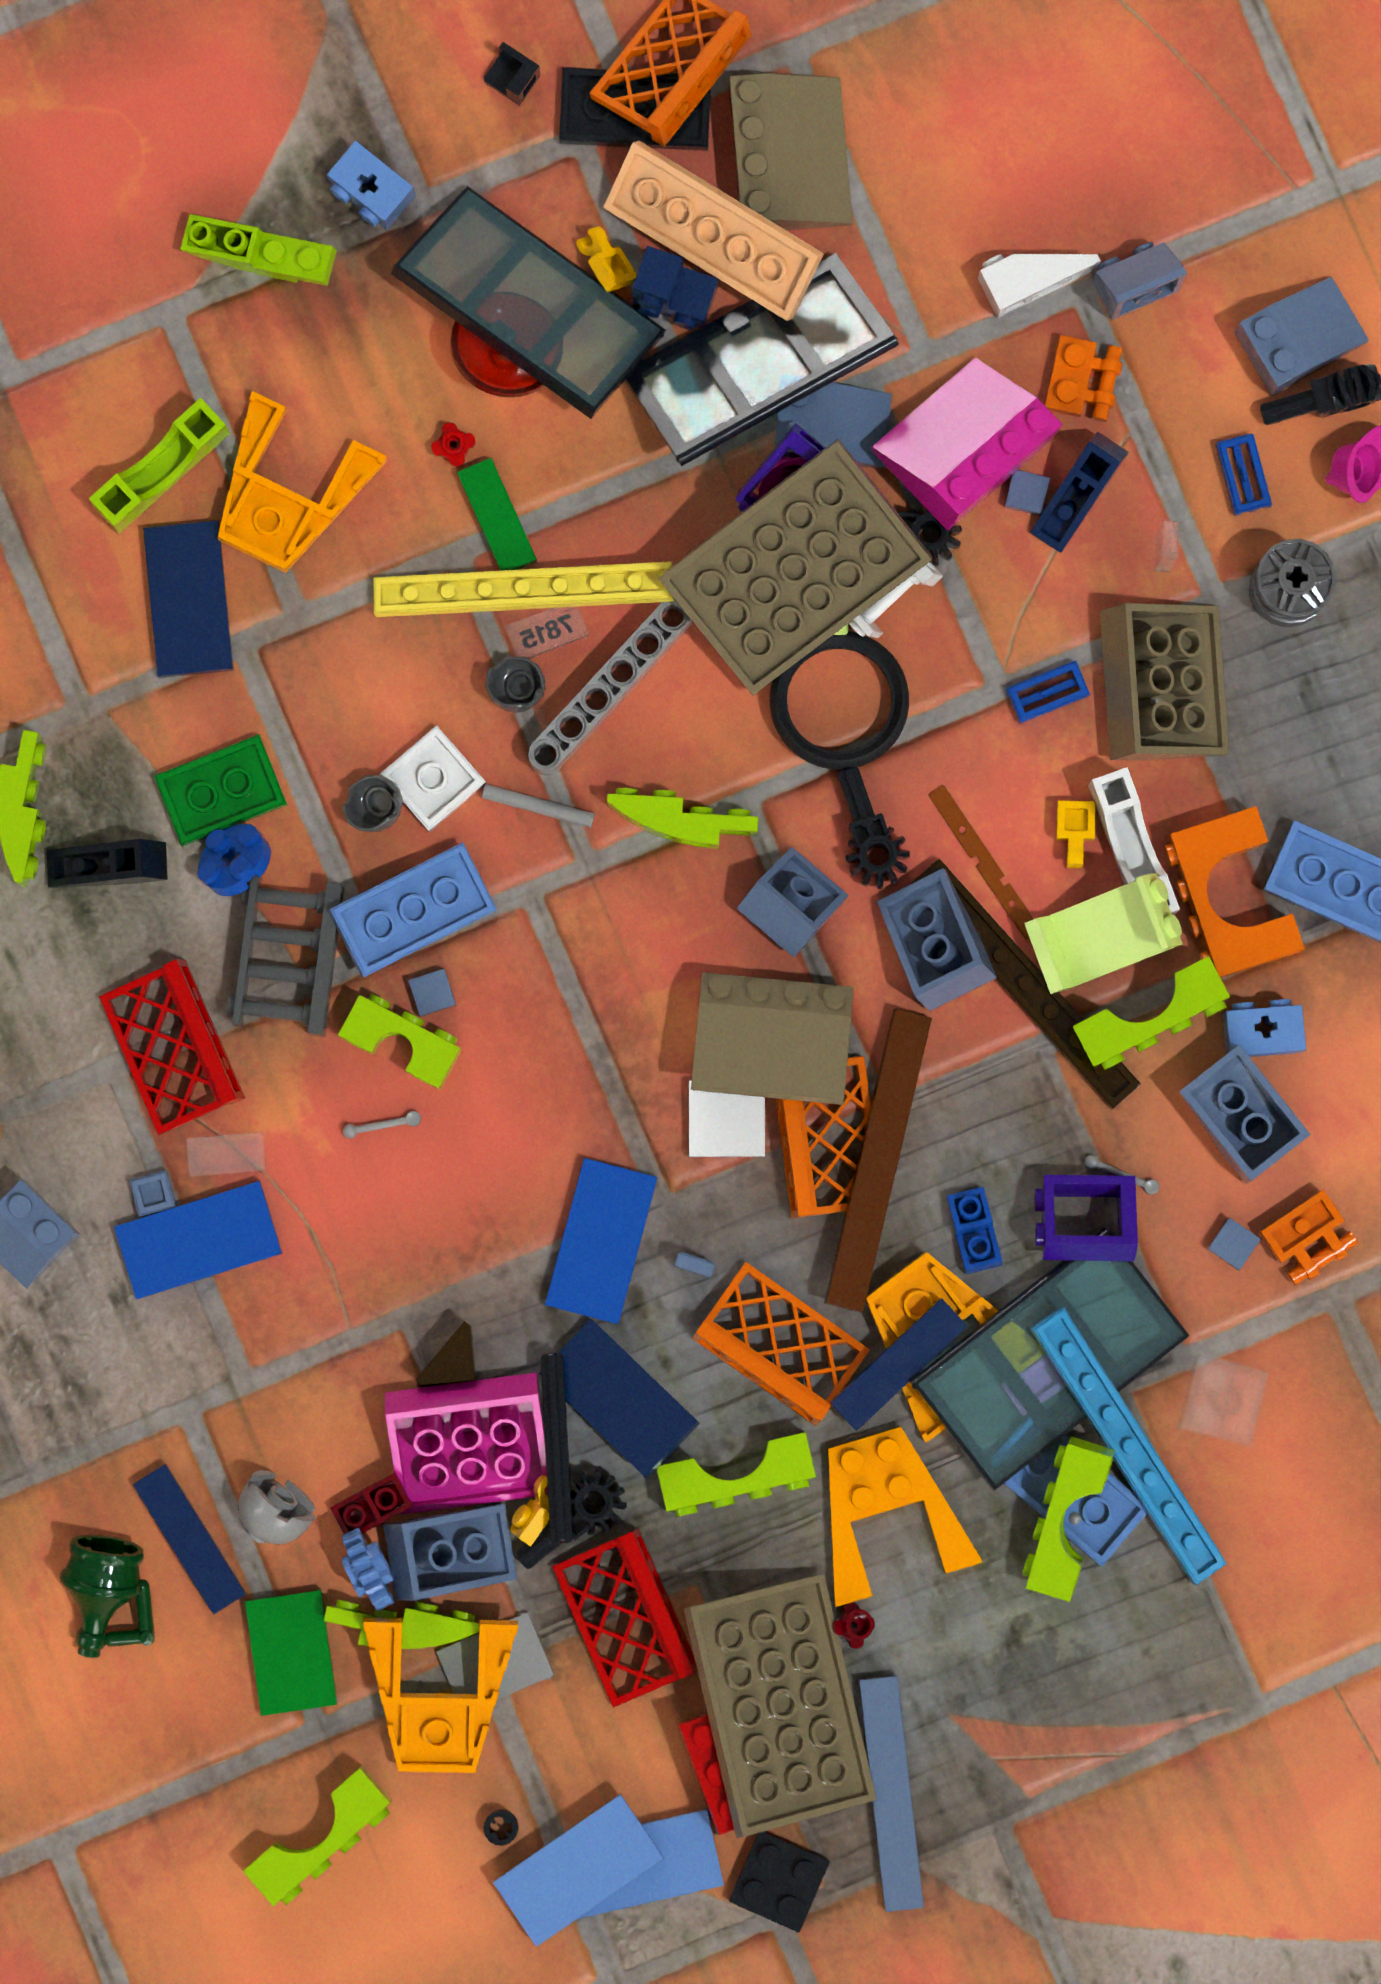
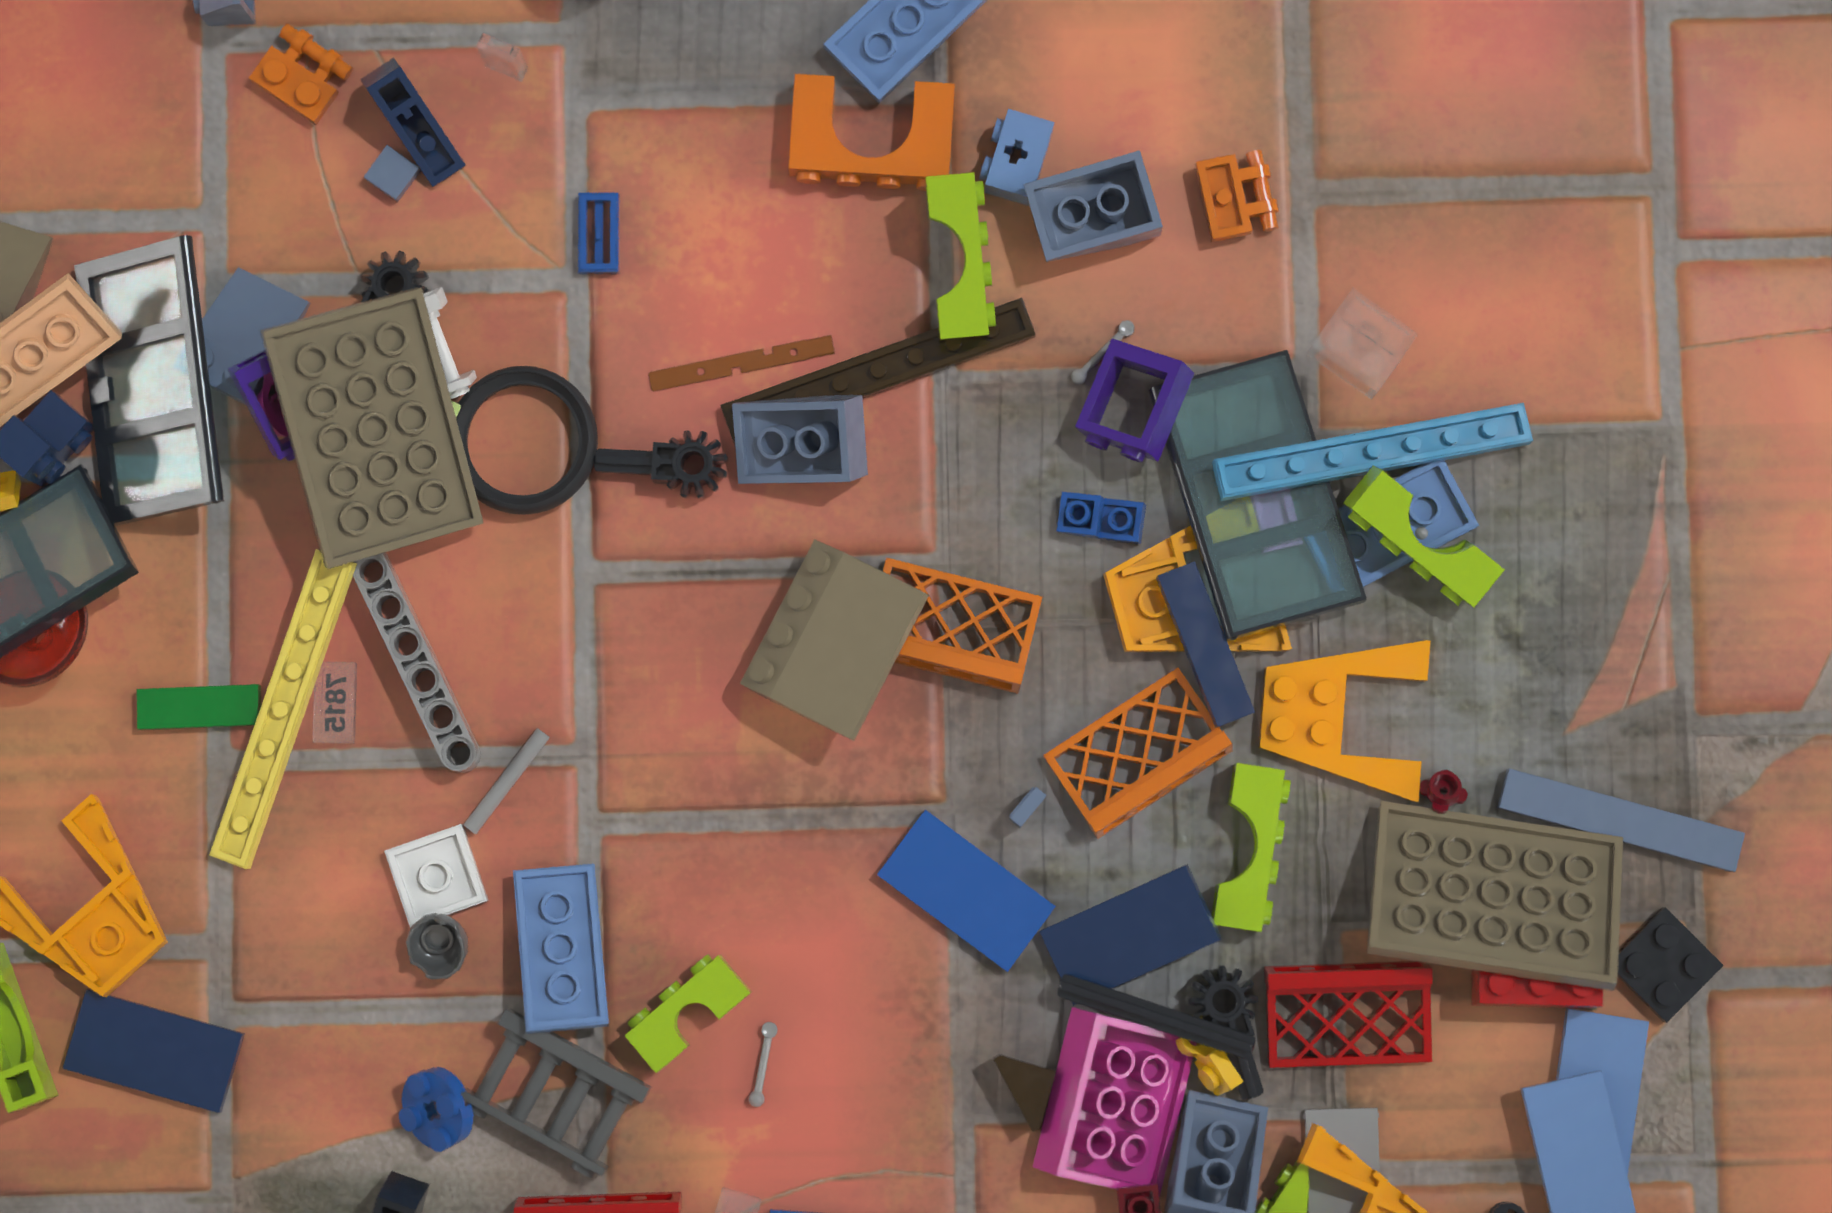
camera: 65 degrees left, 0 degrees up
(220, 790) = (361, 1094): green tile -> none
(432, 992) = (651, 961): sand blue tile -> none
(454, 455) = (119, 725): red plate -> none
(515, 684) = (375, 754): dark grey hair -> none
(665, 818) = (570, 659): lime slope -> none
(726, 1125) = (900, 721): white tile -> none
(792, 901) = (705, 566): sand blue slope -> none
(878, 1160) = (995, 584): reddish brown tile -> none
(966, 441) = (316, 211): slope -> none
(1027, 277) = (177, 87): white slope -> none
(1075, 825) = (742, 257): yellow plate -> none
(1104, 933) = (861, 270): yellowish green panel -> none
(1125, 829) = (757, 210): white arch -> none
(1164, 681) = (634, 115): dark tan slope -> none
(1233, 1244) = (1214, 271): sand blue tile -> none

